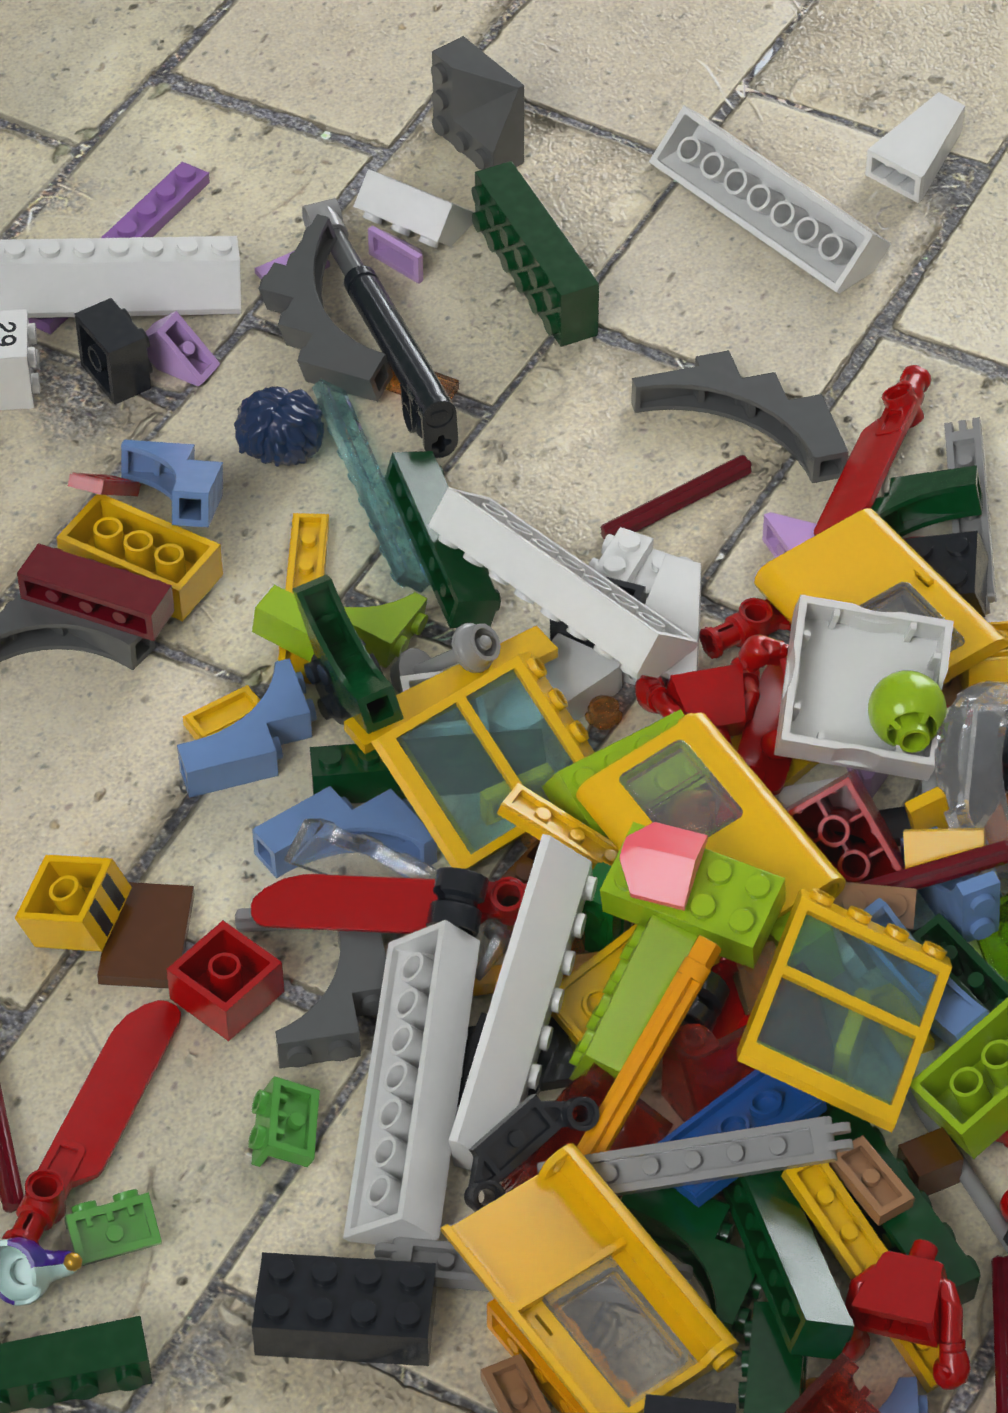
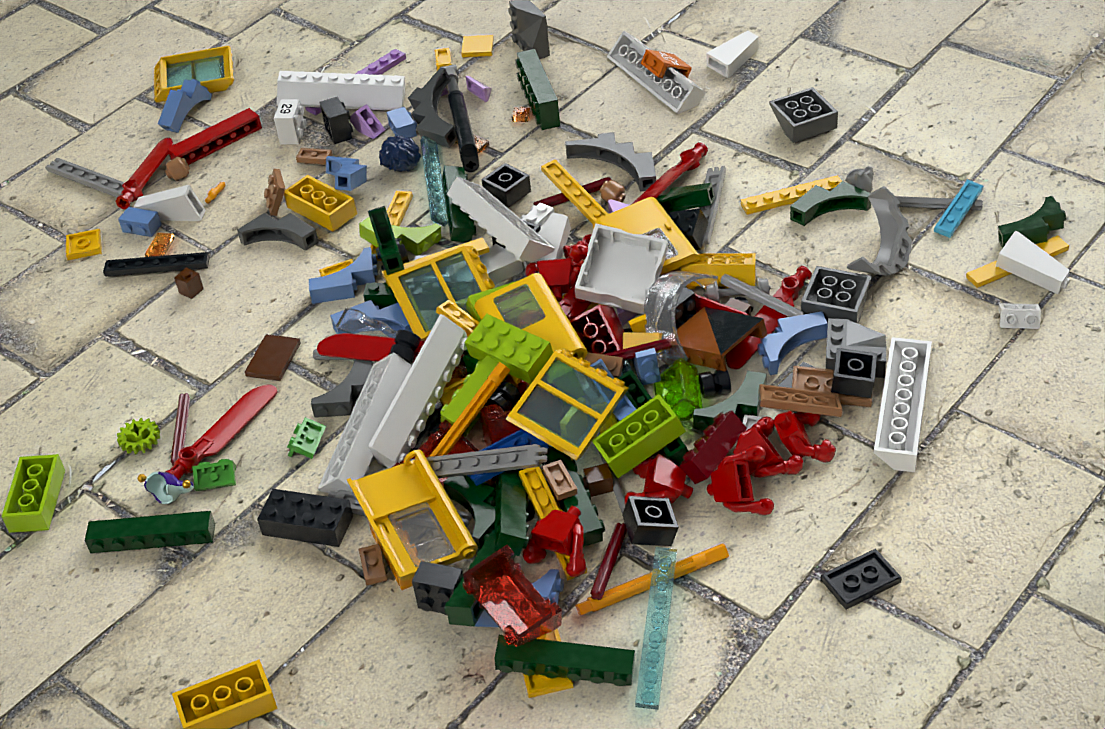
camera: 15 degrees right, 5 degrees down
(31, 524) = (274, 192): none -> medium nougat plate
(73, 902) = (241, 339): yellow brick -> none
(84, 438) = (313, 156): none -> medium nougat plate
(96, 591) = (292, 214): dark red brick -> none
(104, 484) = (312, 172): red tile -> none
(225, 980) = (298, 376): red brick -> none
(256, 349) = (402, 122): none -> medium blue brick
(294, 181) = (442, 57): none -> yellow tile
(361, 146) = (477, 46): none -> yellow tile
(412, 210) = (489, 70): white slope -> none
(473, 648) = (445, 242): light grey piece -> none
(507, 312) = (521, 114): none -> clear orange plate
(518, 1138) = (400, 447): black plate -> none
(538, 486) = (507, 184): none -> black brick
(603, 712) = (508, 277): clear orange plate -> none
(662, 863) = (492, 331): coral slope -> none
(690, 501) = (573, 191): none -> yellow plate
(763, 492) = (612, 190): none -> medium nougat head
(785, 178) = (659, 61): none -> orange panel
(907, 710) = (637, 278): lime brick -> none

